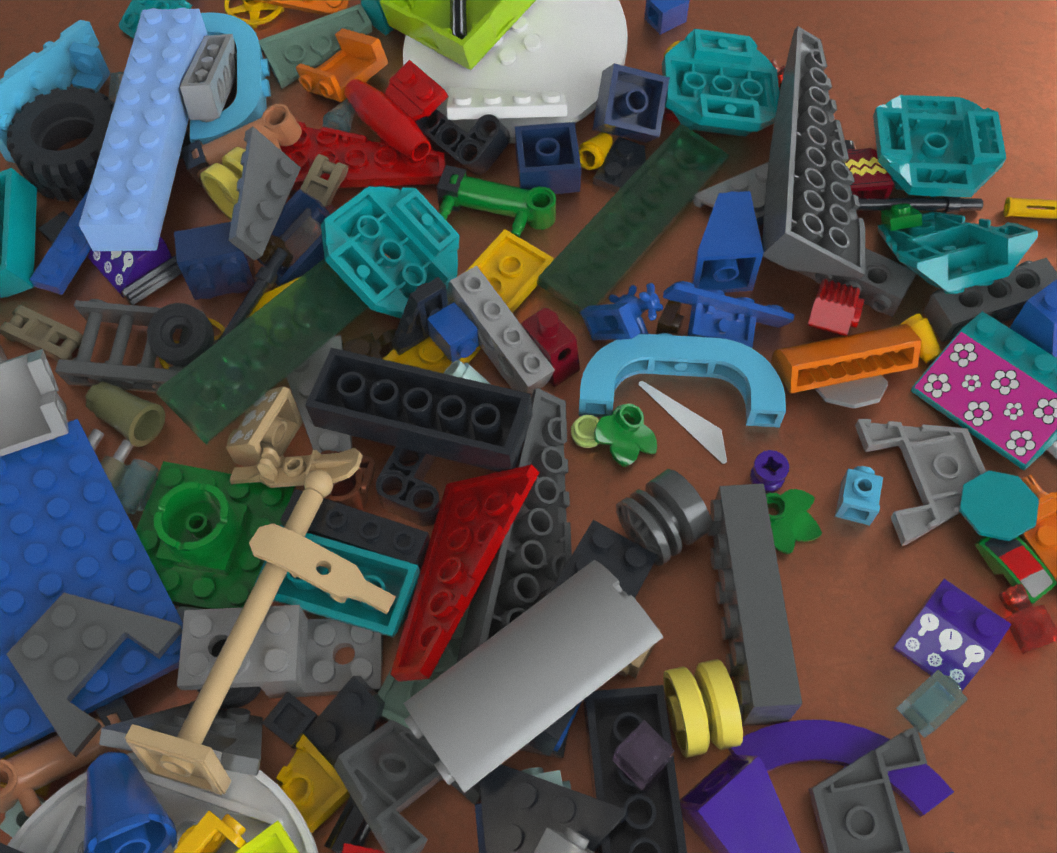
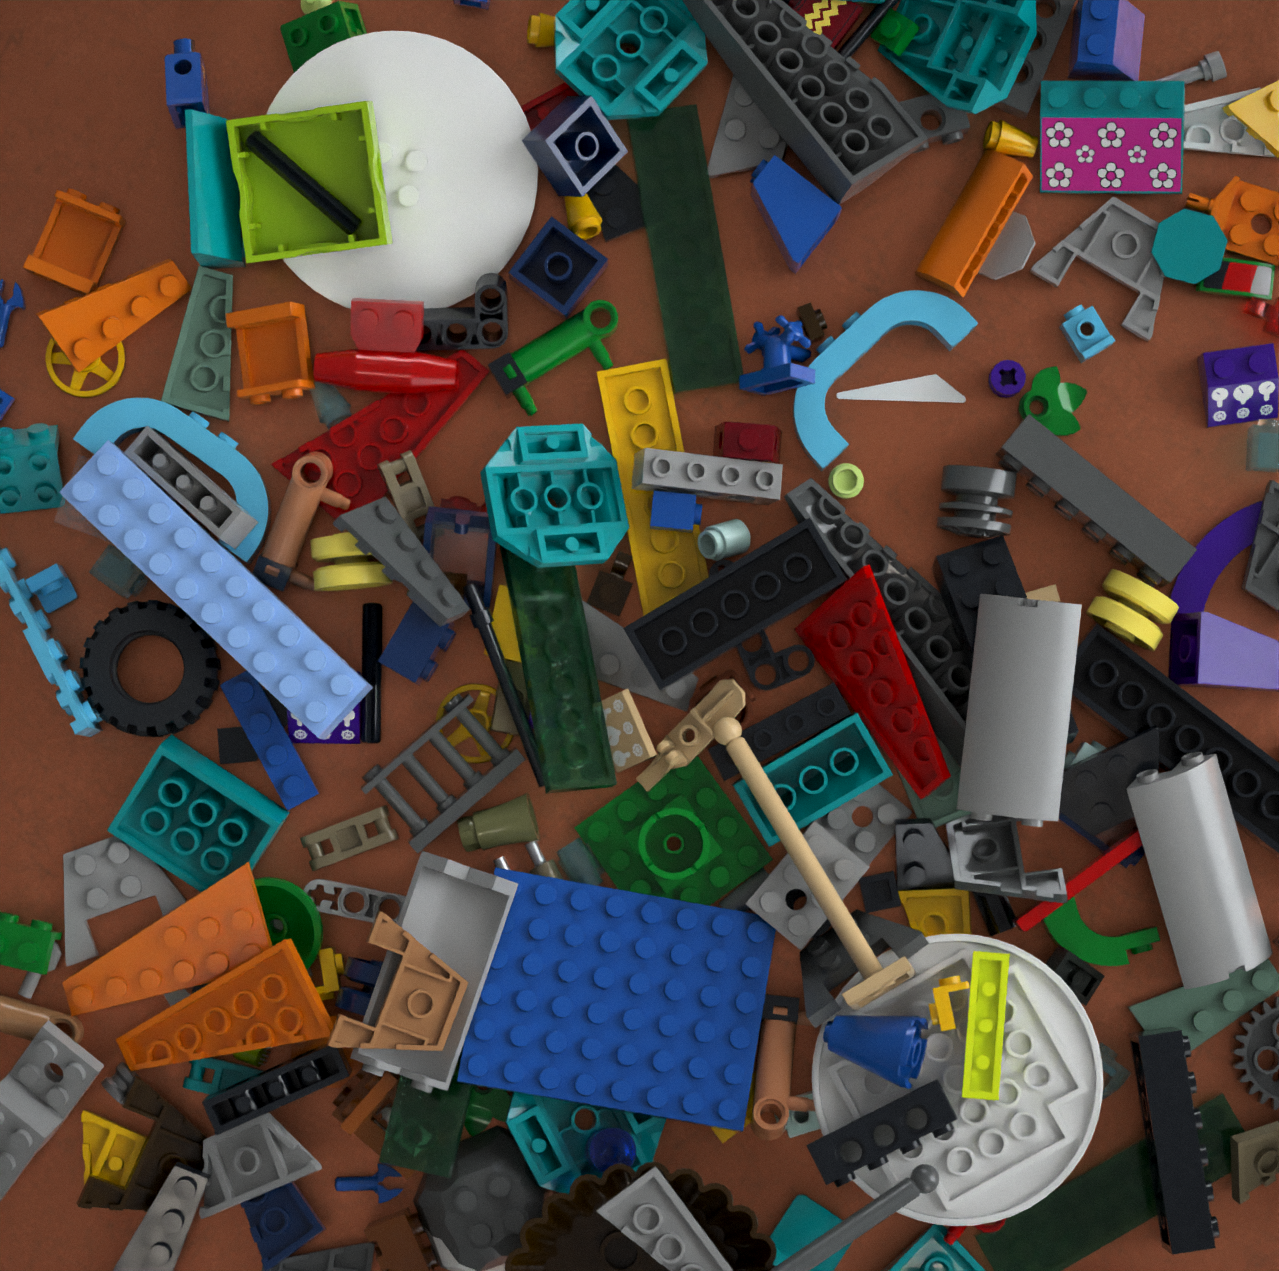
camera: 50 degrees left, 25 degrees up
(70, 647) = (710, 1003): dark grey wing -> none
(163, 326) = (494, 746): black tyre -> none
(302, 558) = (792, 793): tan piece -> none
(421, 304) = (640, 518): black wing -> none
(477, 102) = (464, 259): white wing -> none
(625, 434) = (880, 459): green plate -> none
(643, 755) = (1134, 684): clear purple brick -> none
(725, 316) = (857, 283): blue bracket -> none
(836, 308) = (927, 185): red brick -> none

